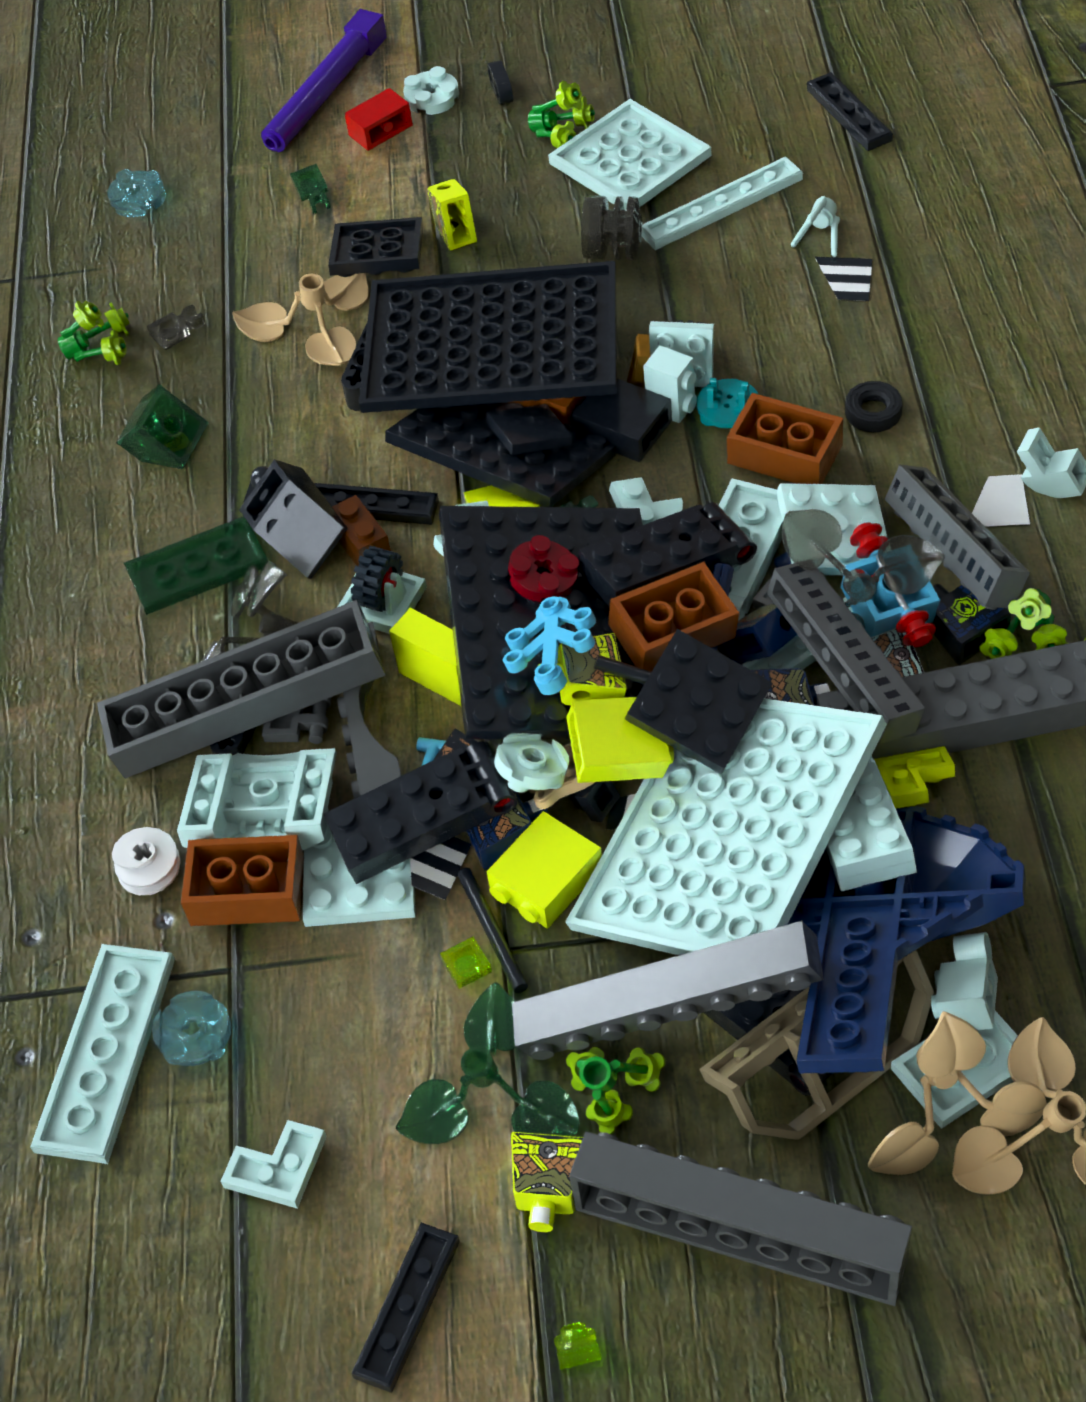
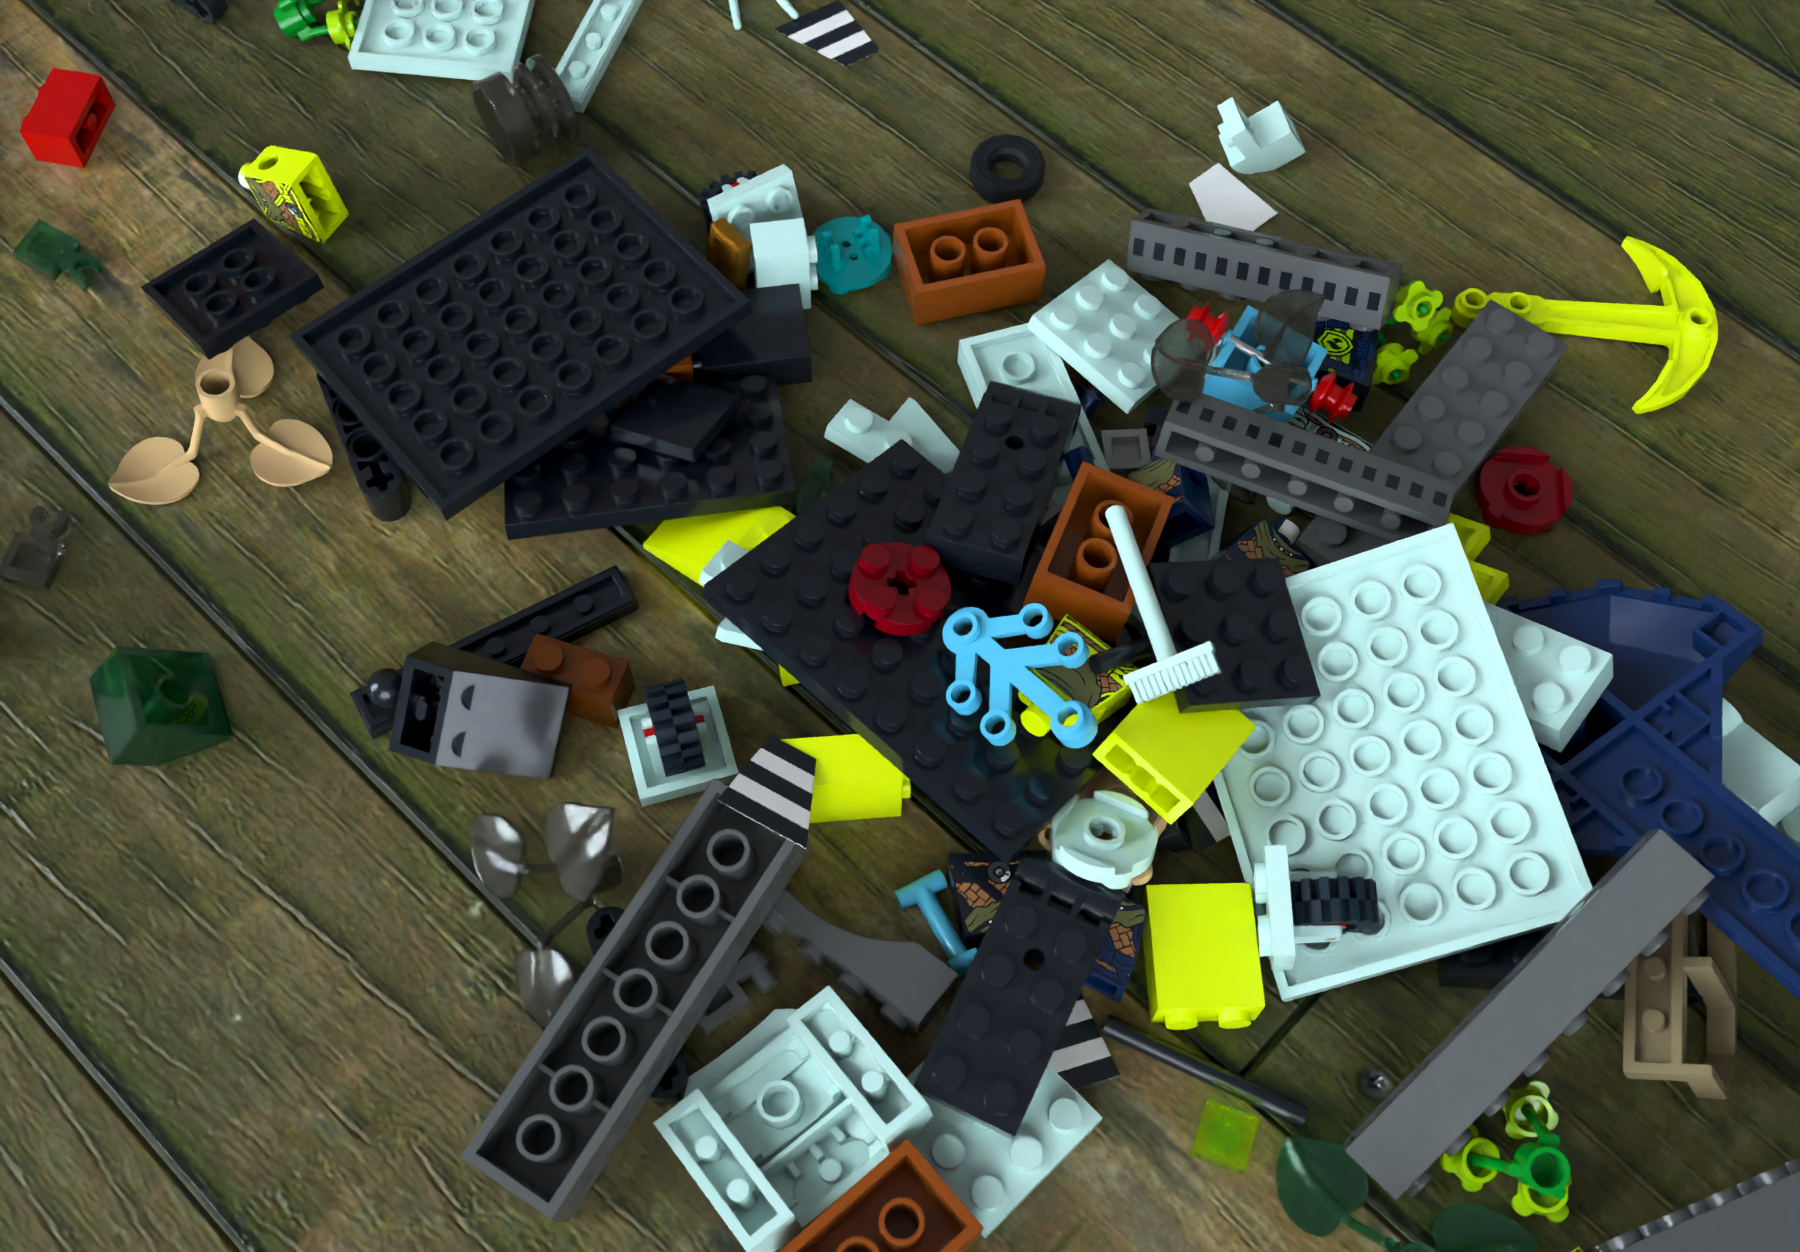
camera: 50 degrees left, 10 degrees up
(195, 565) = (380, 861): clear green tile -> none
(381, 625) = (775, 790): none -> sticker
(419, 88) = (98, 30): light aqua plate -> none
(600, 863) = (1307, 906): none -> plate
(634, 683) = (1171, 669): none -> light aqua piece
(1007, 783) = (1512, 511): none -> dark red plate

